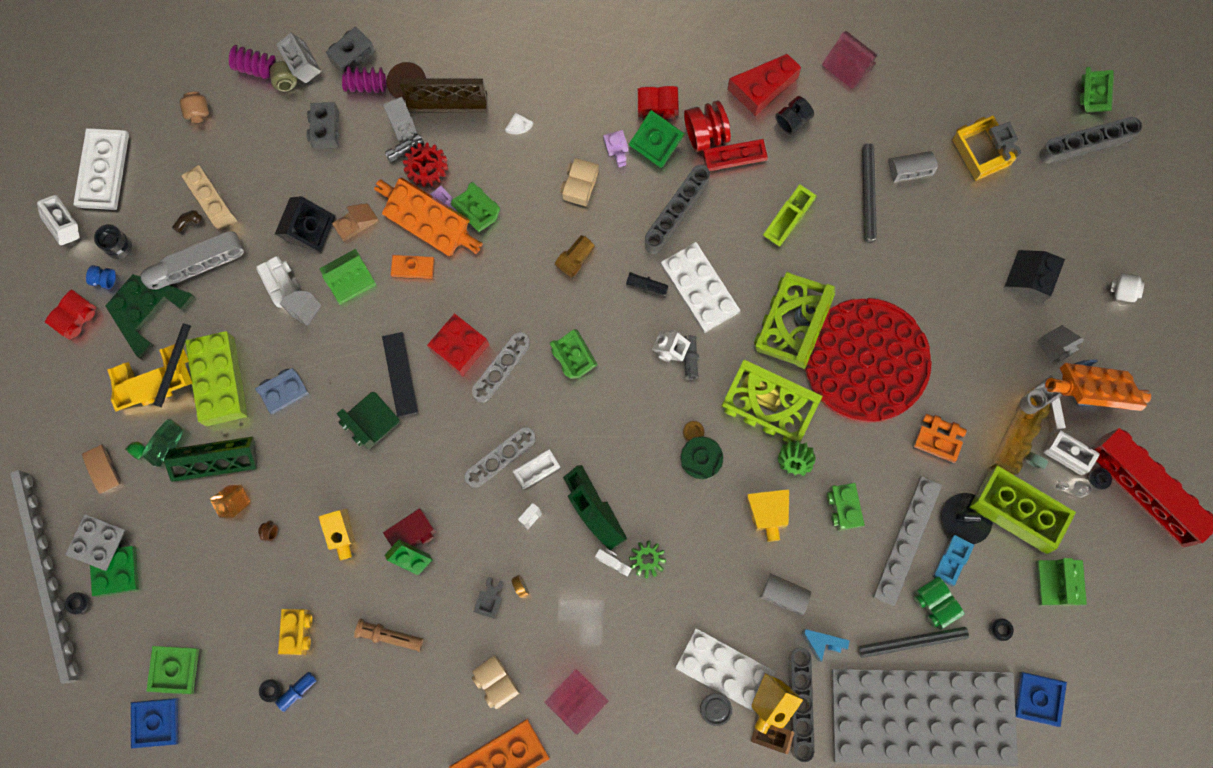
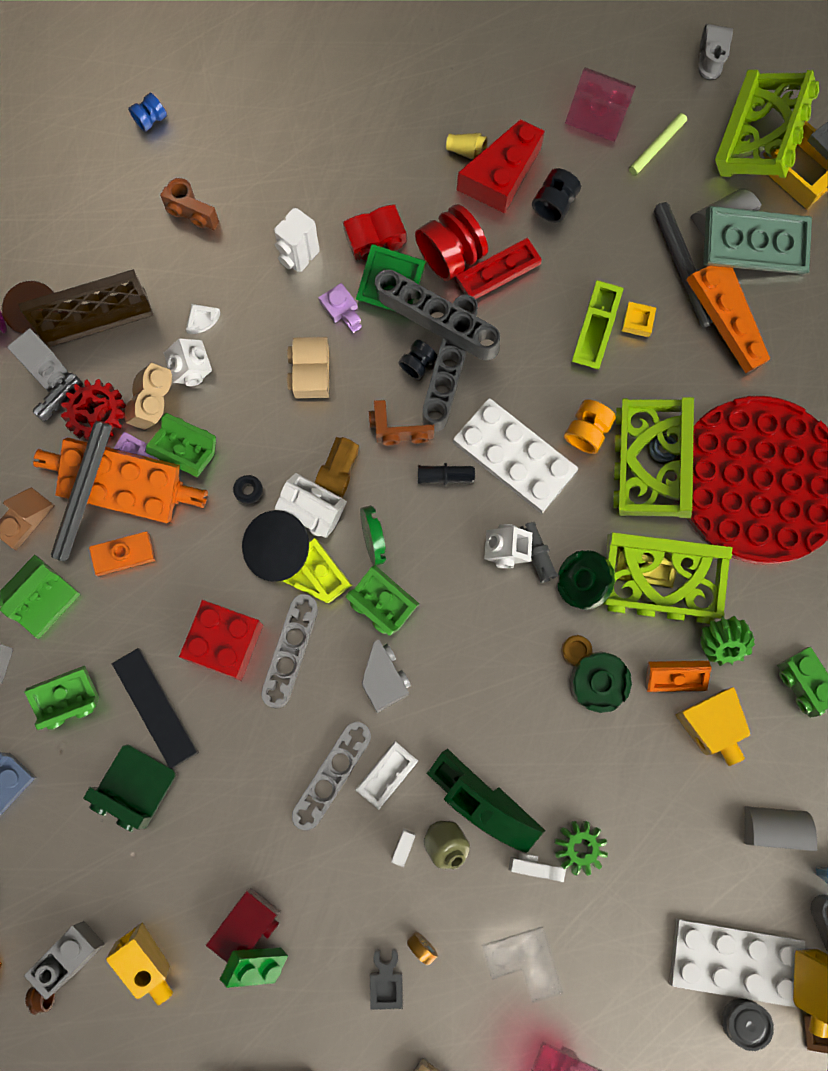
camera: 25 degrees left, 0 degrees up
(291, 511) = (64, 959): none -> light grey slope
(343, 347) = (62, 698): none -> bright green bracket
(399, 215) = (81, 490): none -> dark grey axle
(465, 163) = (148, 391): none -> tan brick
(498, 151) = (187, 361): none -> white brick
(510, 245) = (244, 481): none -> black plate
(515, 294) = (275, 545): none -> black shield
(534, 321) = (320, 575): none -> neon yellow wing
(535, 44) = (188, 207): none -> dark orange plate
(547, 275) = (311, 504): none -> white brick
(554, 406) = (382, 680): none -> light grey slope
(559, 526) = (446, 845): none -> olive head
(582, 307) = (373, 535): none -> green tile
(600, 91) = (296, 240): none -> white brick
(619, 246) = (393, 435): none -> dark orange bracket
(655, 199) = (418, 359): none -> black wheel
(681, 181) = (431, 303): none -> dark grey beam
(715, 385) = (586, 579): none -> dark green tile
(745, 59) = (467, 144): none -> light yellow cone
(755, 471) = (677, 676): none -> orange plate
(760, 281) = (591, 423): none -> light orange wheel
(821, 220) = (638, 319): none -> yellow plate
(883, 100) = (657, 144): none -> yellowish green bar
(886, 228) = (728, 309): none -> orange wing
(926, 191) = (757, 240): none -> sand green tile
(950, 44) = (714, 50): none -> light grey piece
(970, 125) = (755, 93): none -> lime fence

